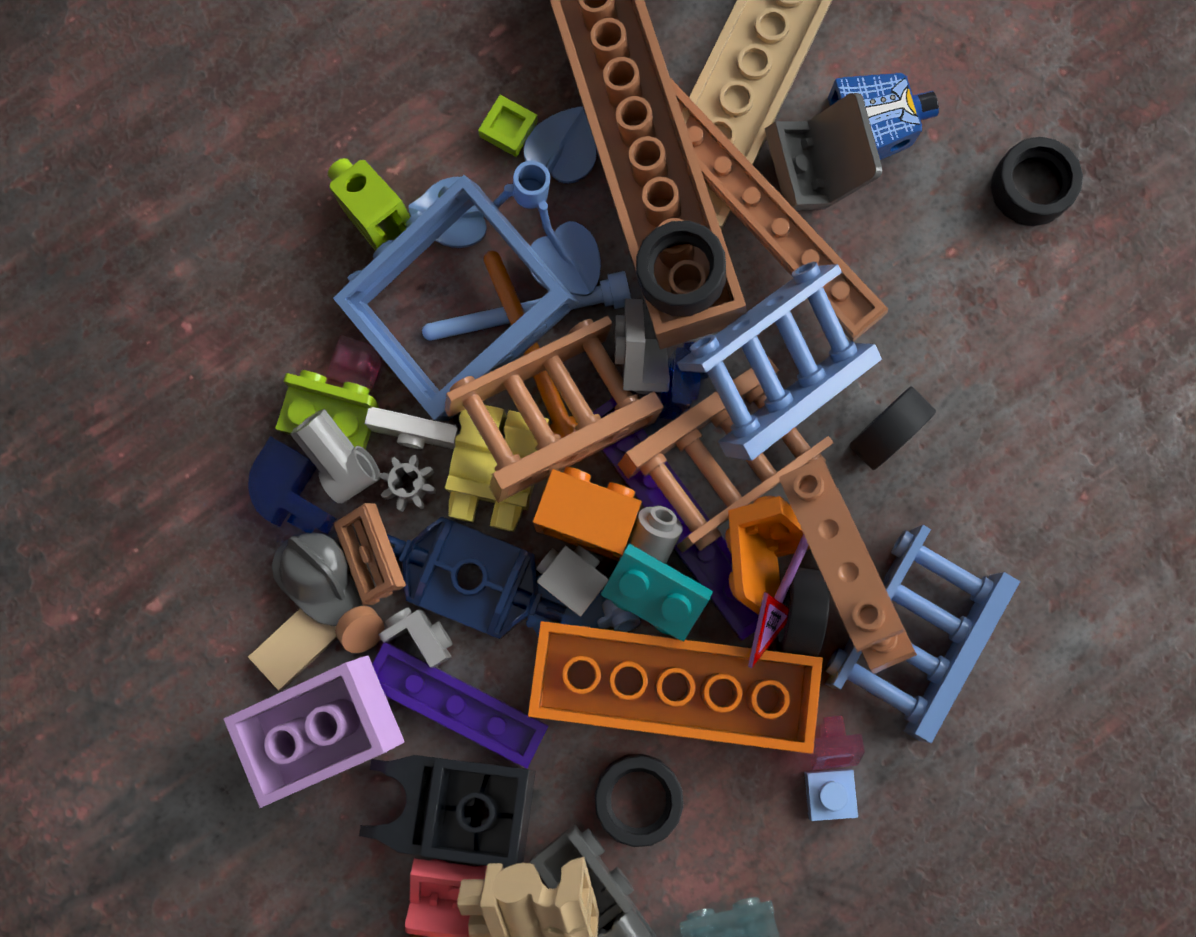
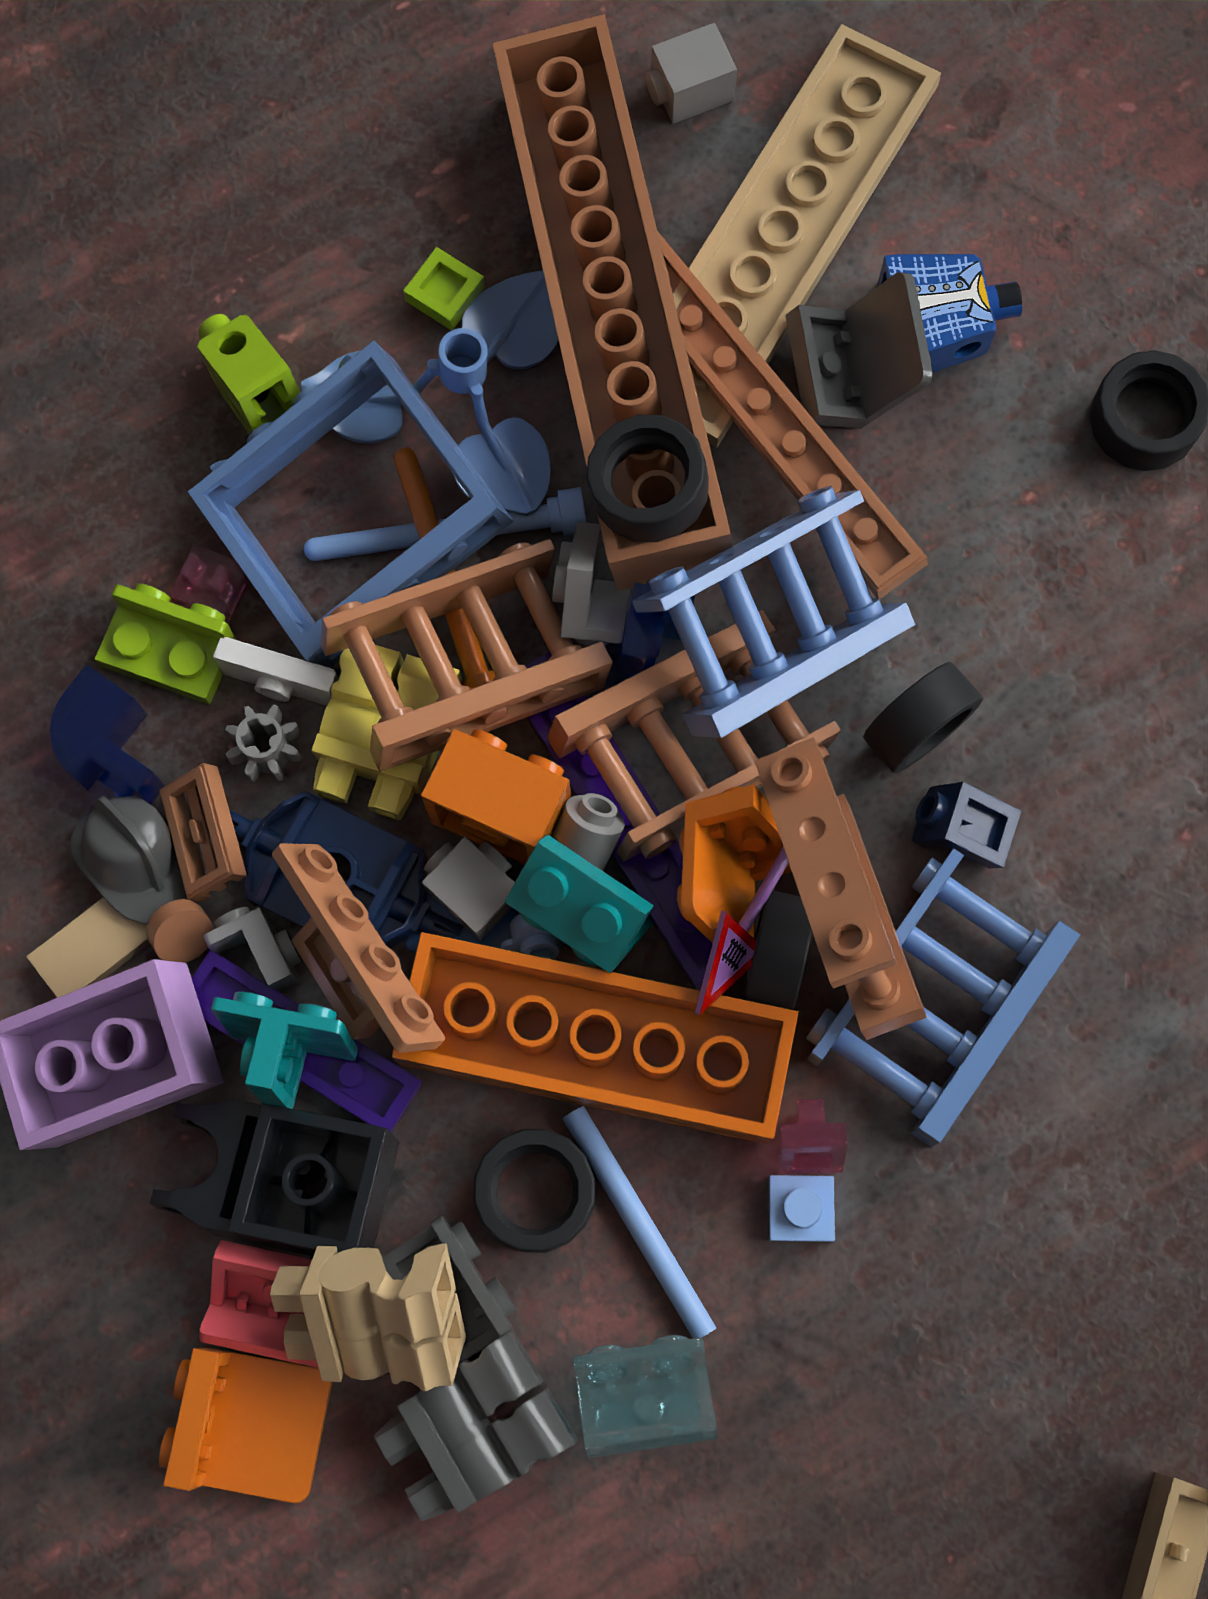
camera: 10 degrees right, 5 degrees down
(341, 466) = (178, 713): light grey piece -> none
(442, 729) = (279, 1042): none -> teal bracket
(491, 645) = (350, 958): none -> nougat bracket
(715, 815) = (639, 1223): none -> light blue bar
(927, 502) = (967, 821): none -> dark blue bracket

